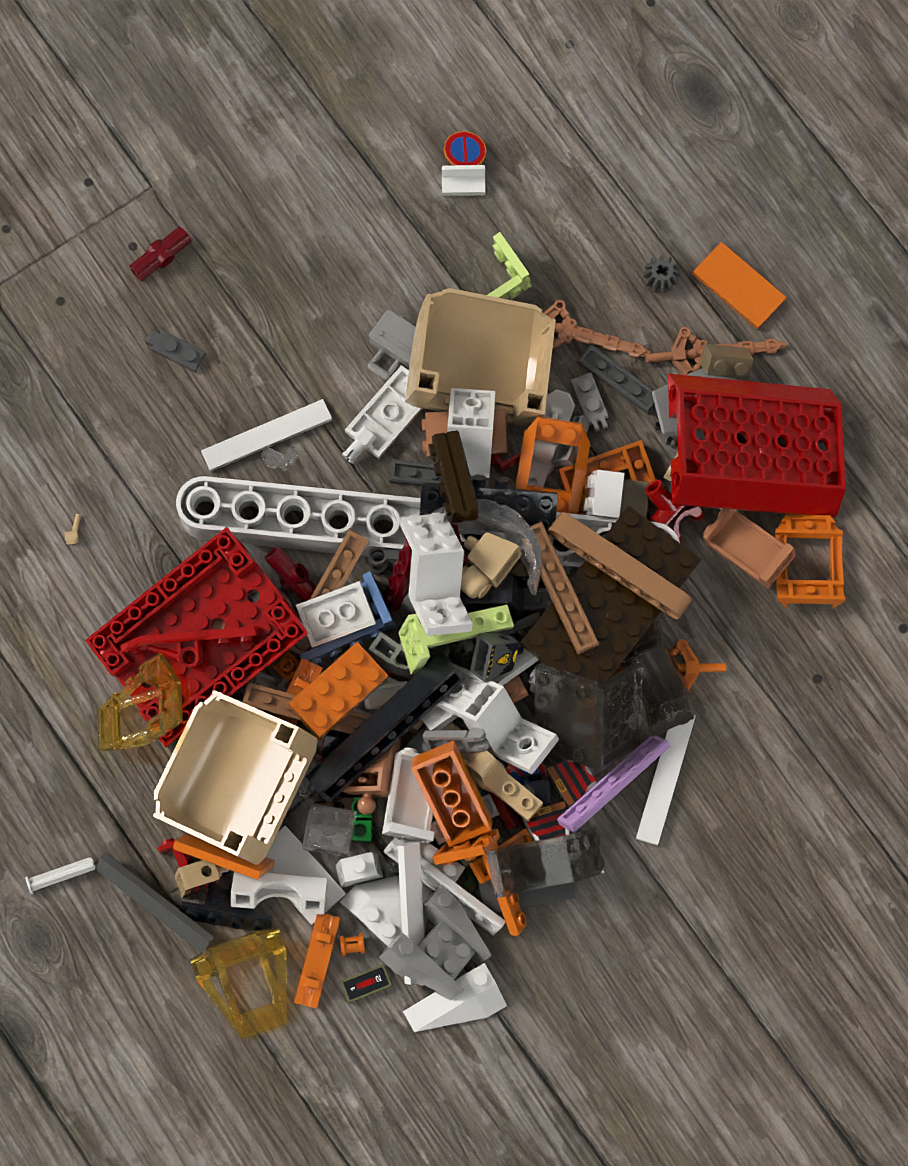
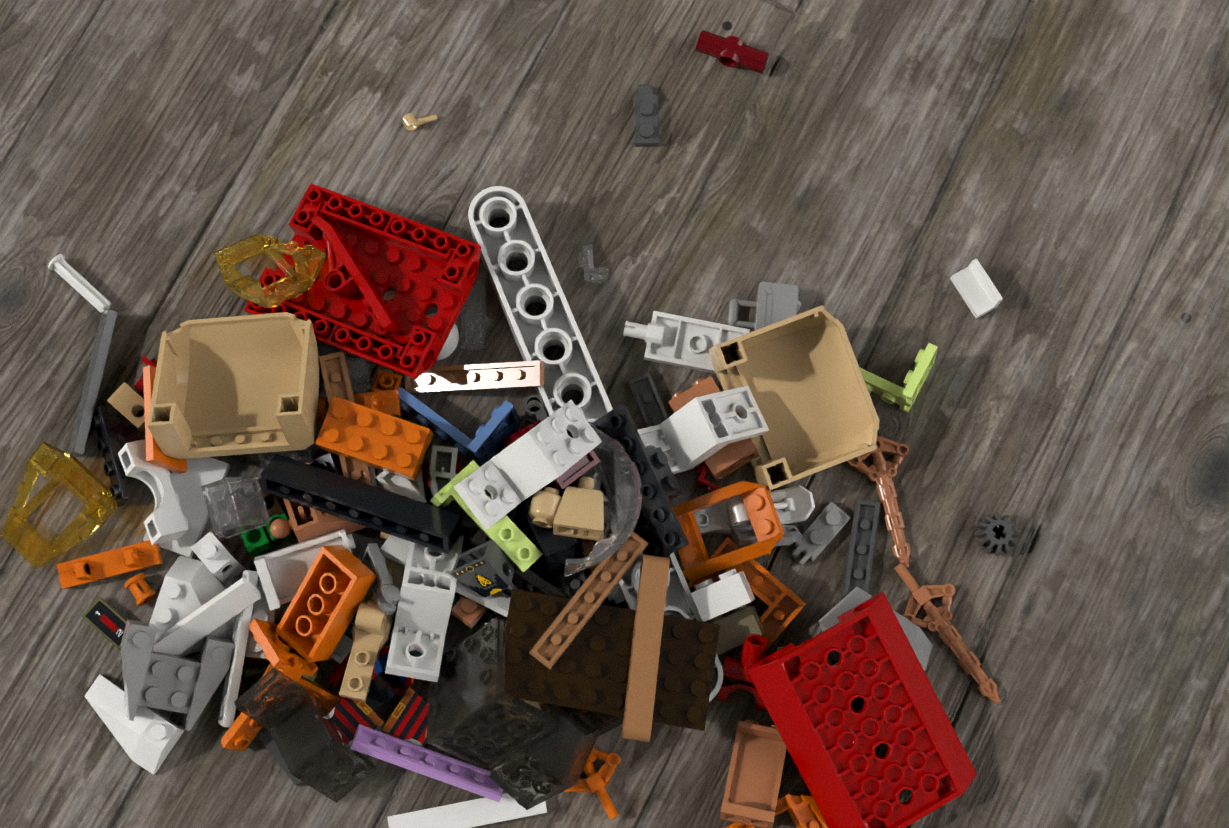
camera: 65 degrees right, 0 degrees up
(266, 435) = (608, 243): white tile -> none
(291, 575) = (476, 335): dark red piece -> none
(336, 614) = (454, 397): white plate -> none
(455, 477) = (643, 431): dark brown brick -> none
(464, 149) = (1009, 273): piece -> none
(726, 361) = (940, 648): dark tan brick -> none
(739, 285) = (1033, 621): orange tile -> none

